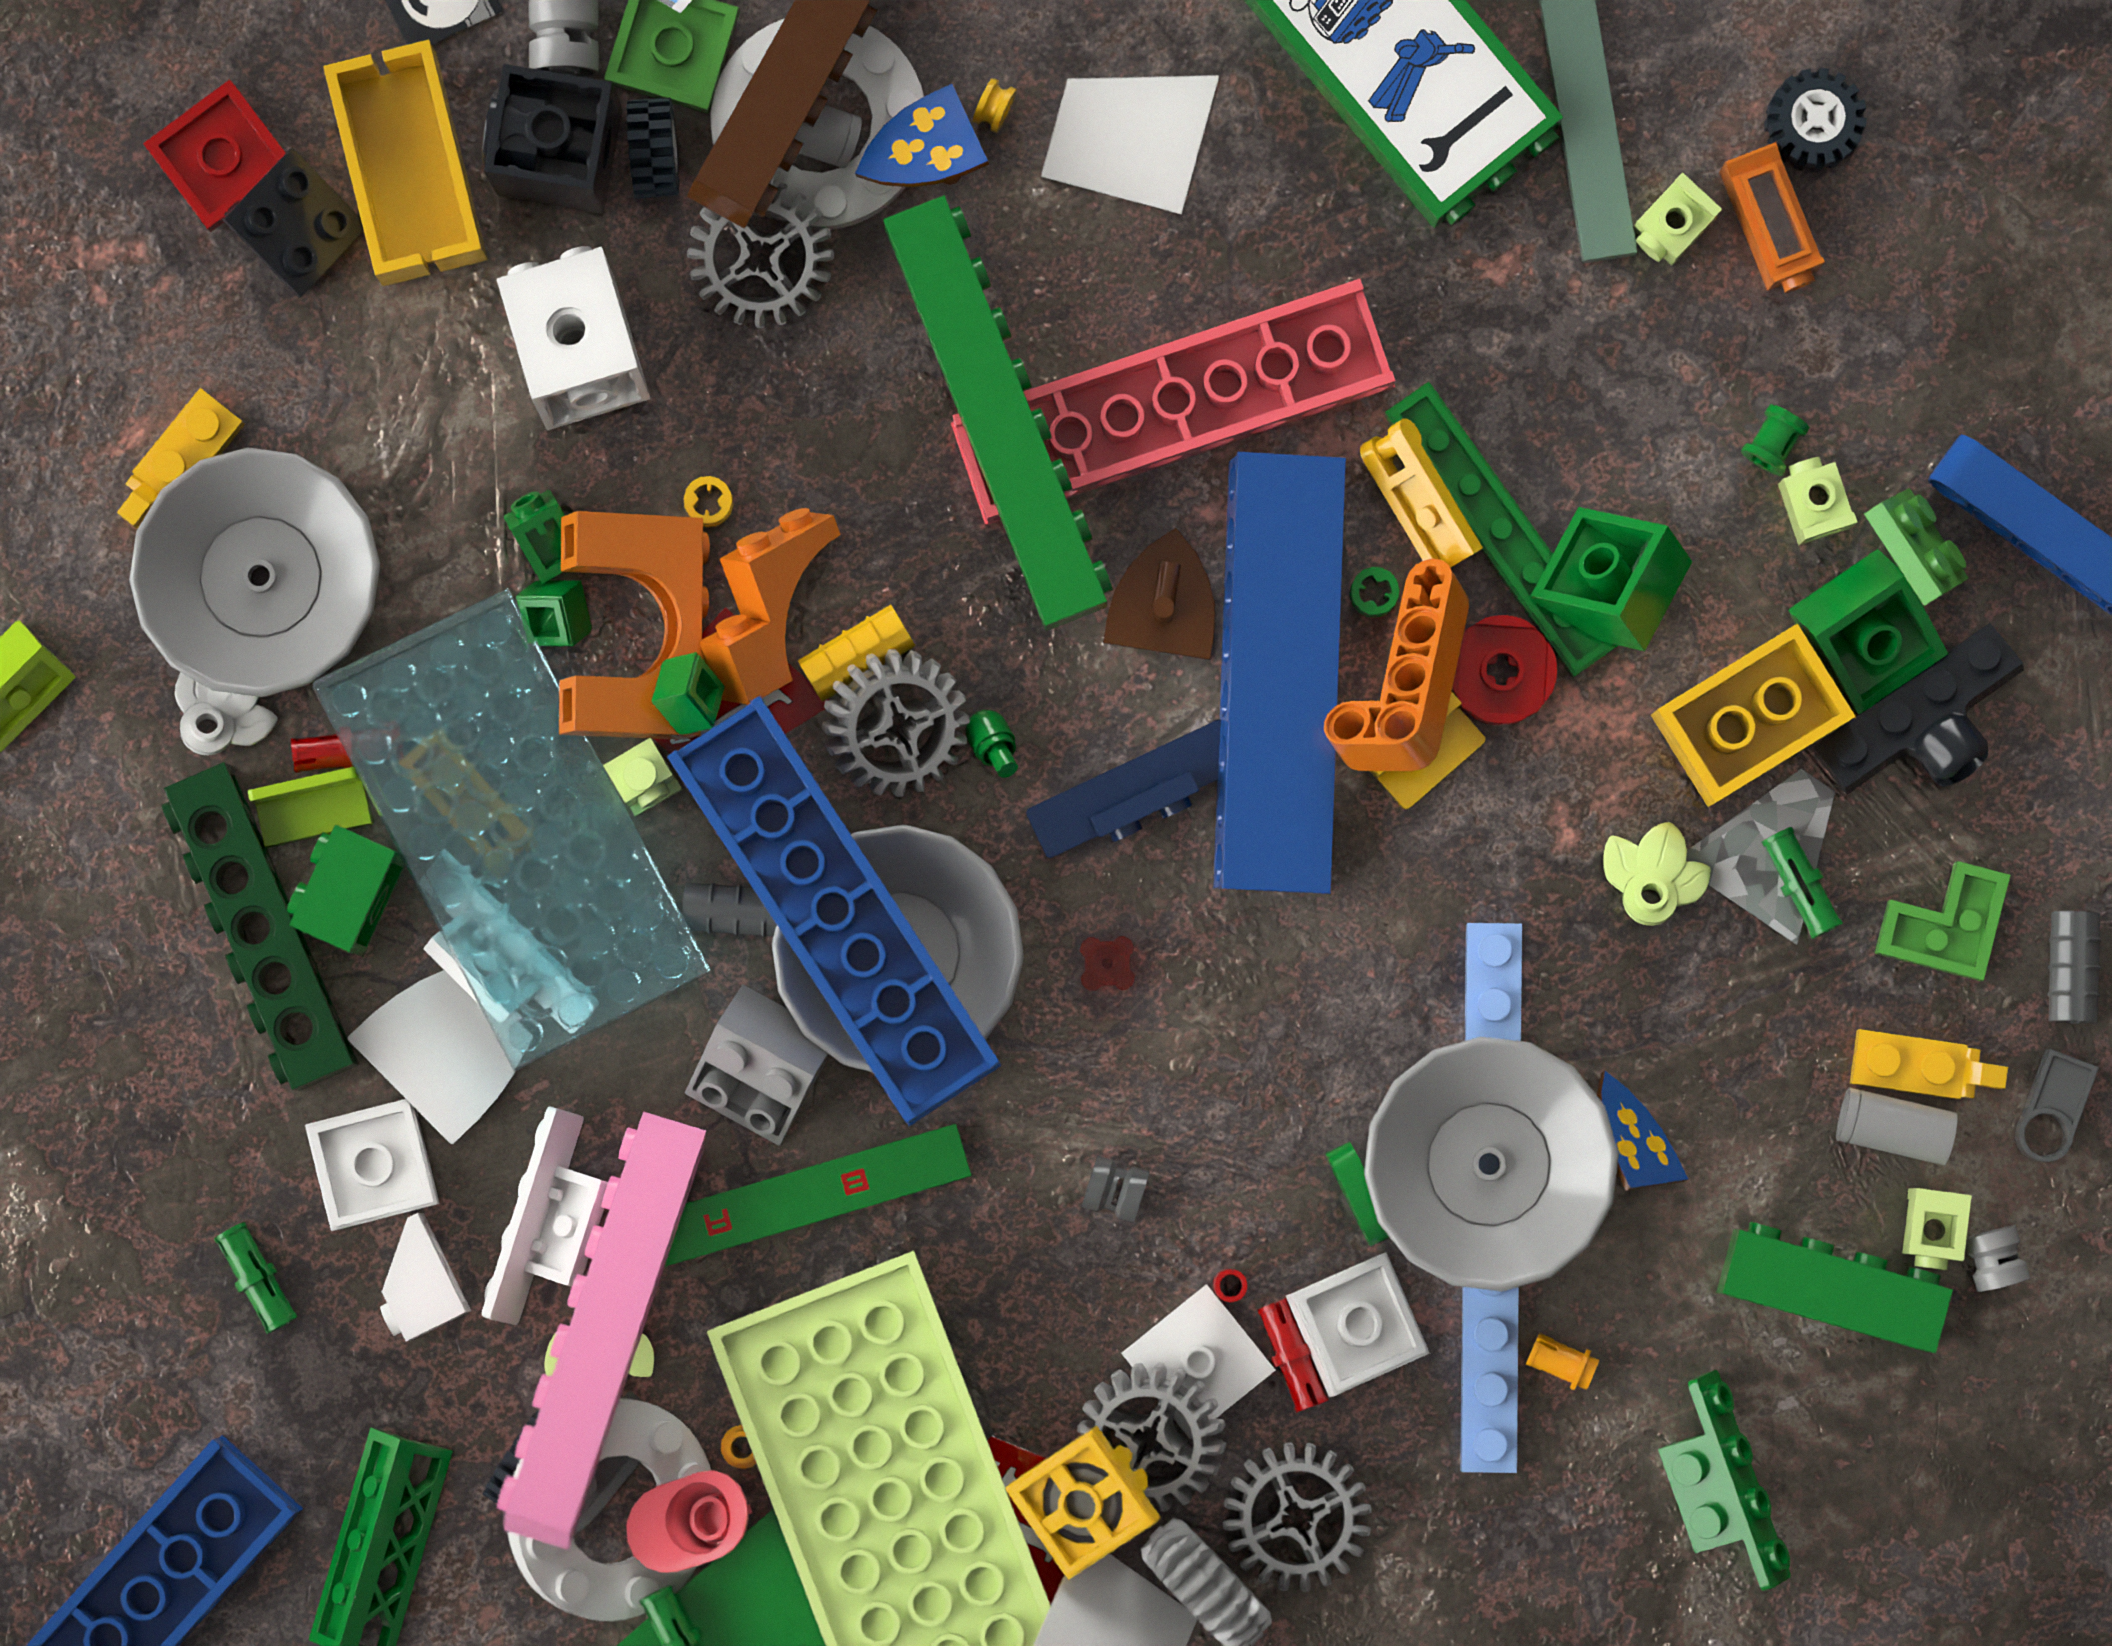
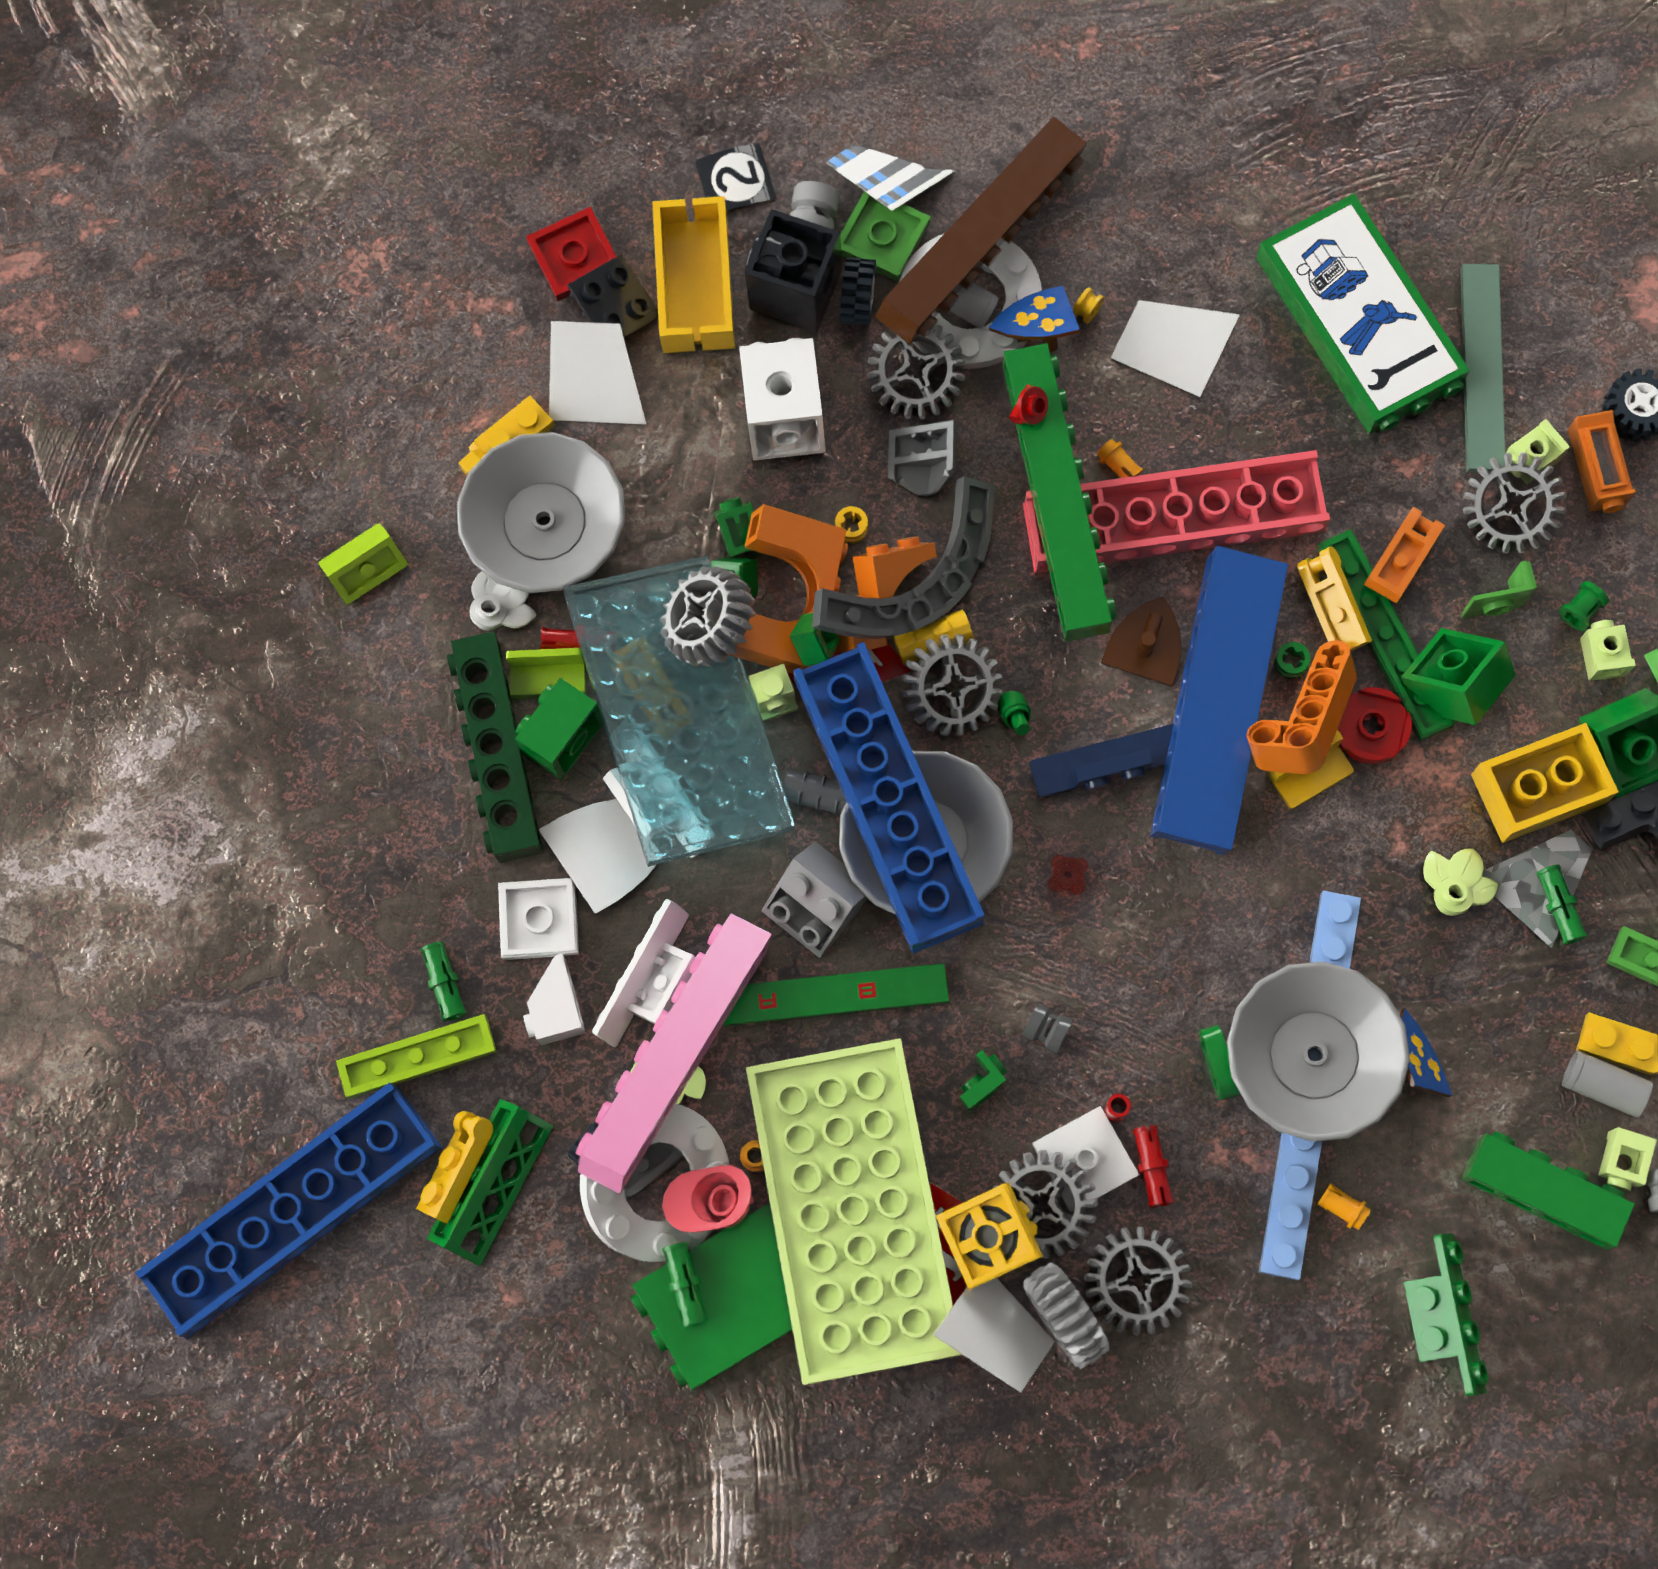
camera: 15 degrees right, 10 degrees down
(240, 1391) = (416, 1056): none -> lime plate
(285, 342) = (592, 375): none -> white sticker
(328, 1534) = (455, 1166): none -> yellow plate
(545, 694) = (707, 616): none -> light grey gear
(793, 382) = (923, 456): none -> dark grey slope
(849, 590) = (935, 594): none -> dark grey plate
(936, 300) = (1030, 407): none -> red plate
(1037, 1292) = (980, 1089): none -> green bracket
(1079, 338) = (1118, 460): none -> light orange pin
(1357, 1324) = (1202, 1153): white plate -> none
(1510, 411) = (1404, 555): none -> orange plate
(1668, 326) = (1529, 532): none -> light grey gear
(1685, 437) = (1521, 587): none -> bright green piece

